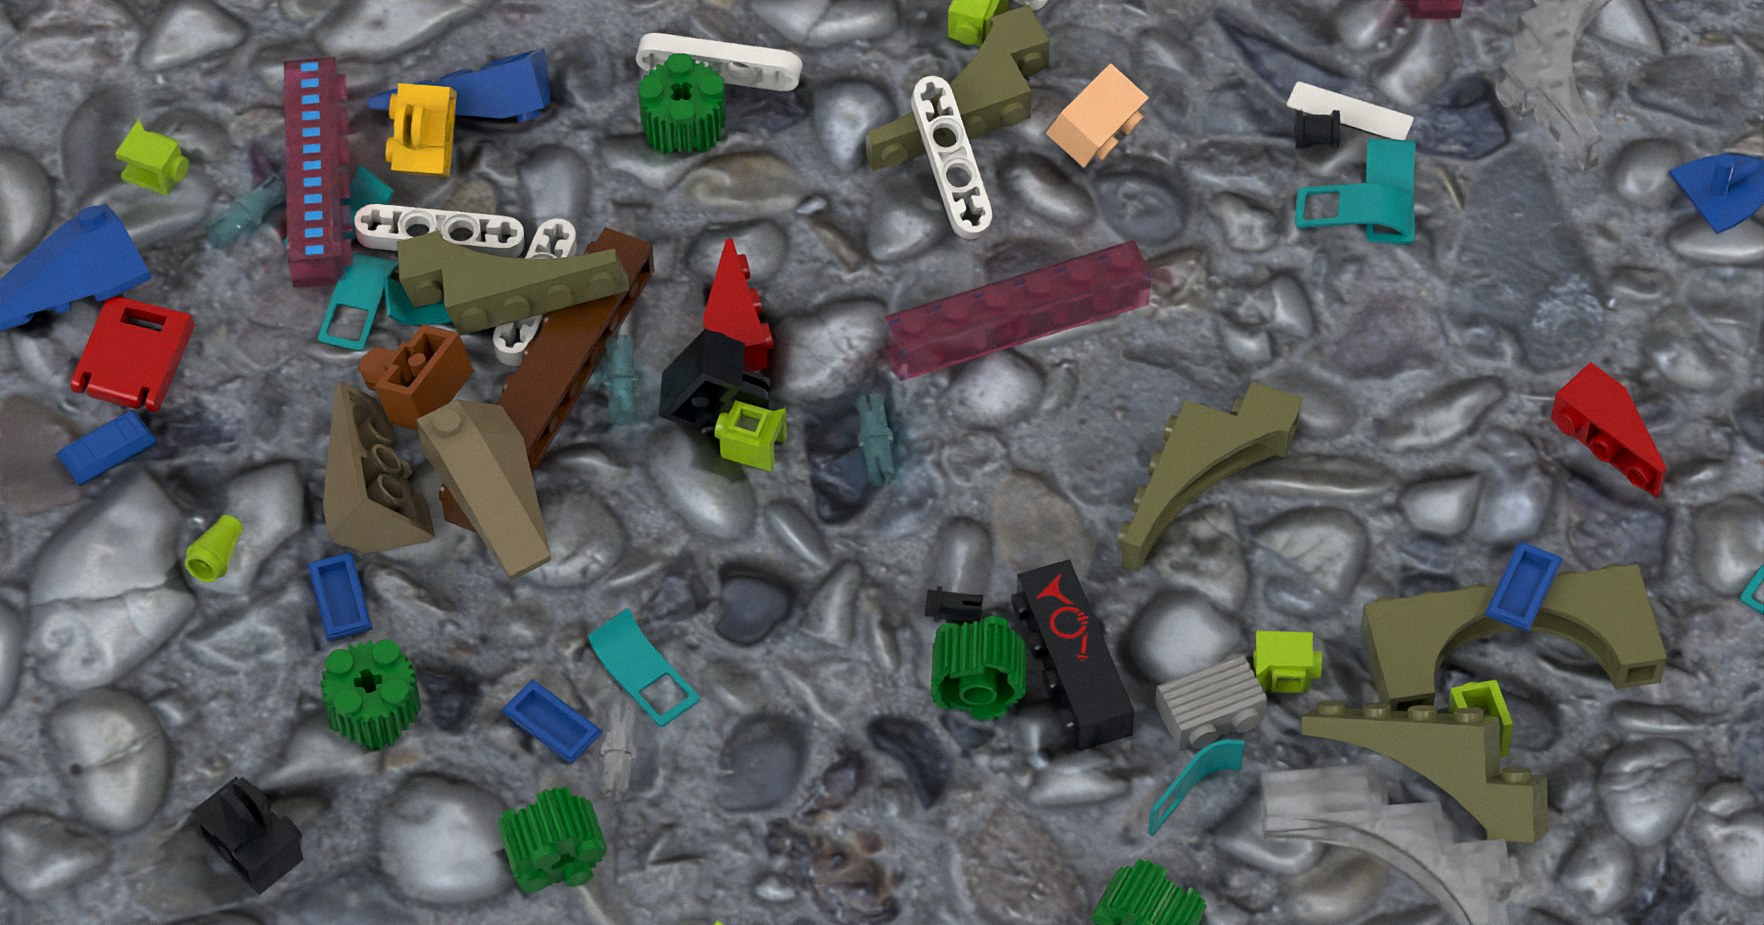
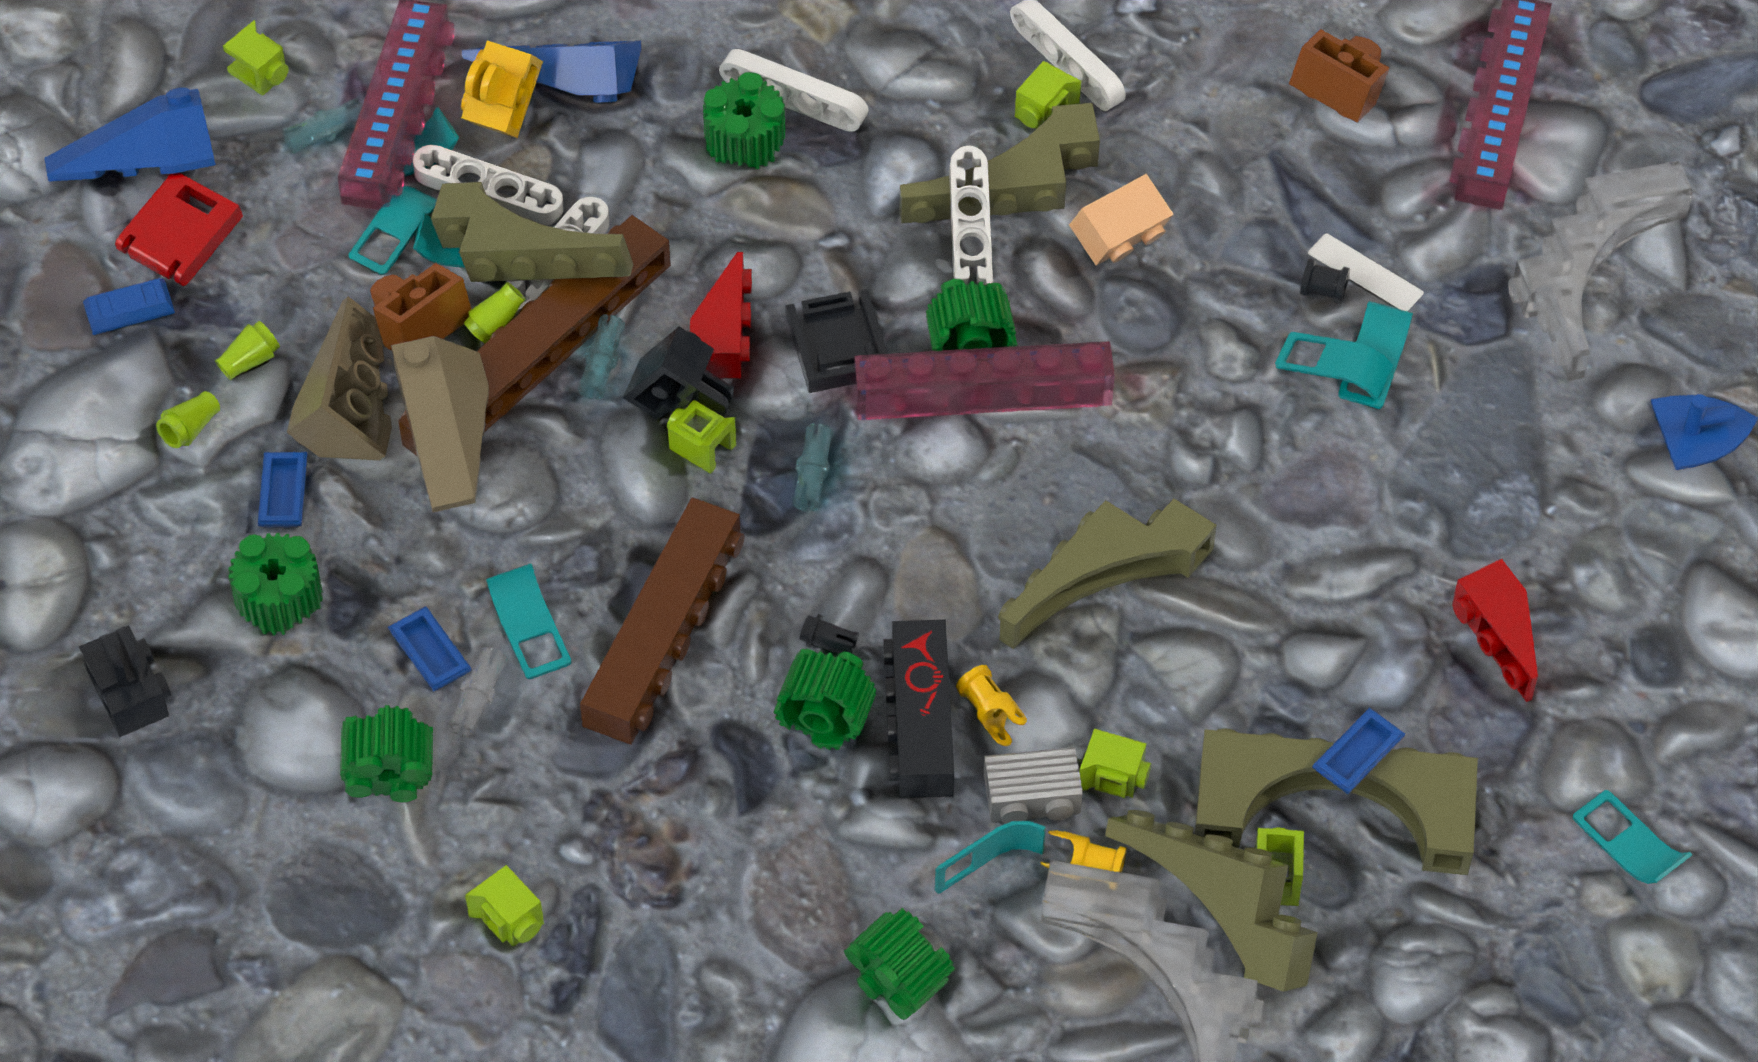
camera: 15 degrees right, 0 degrees up
(253, 461) = (248, 350): none -> lime cone
(497, 361) = (494, 312): none -> lime cone
(780, 634) = (661, 621): none -> reddish brown brick
(848, 302) = (832, 337): none -> black container
(986, 250) = (970, 317): none -> green brick
(1139, 631) = (990, 702): none -> yellow piece
(1294, 757) = (1092, 855): none -> yellow piece

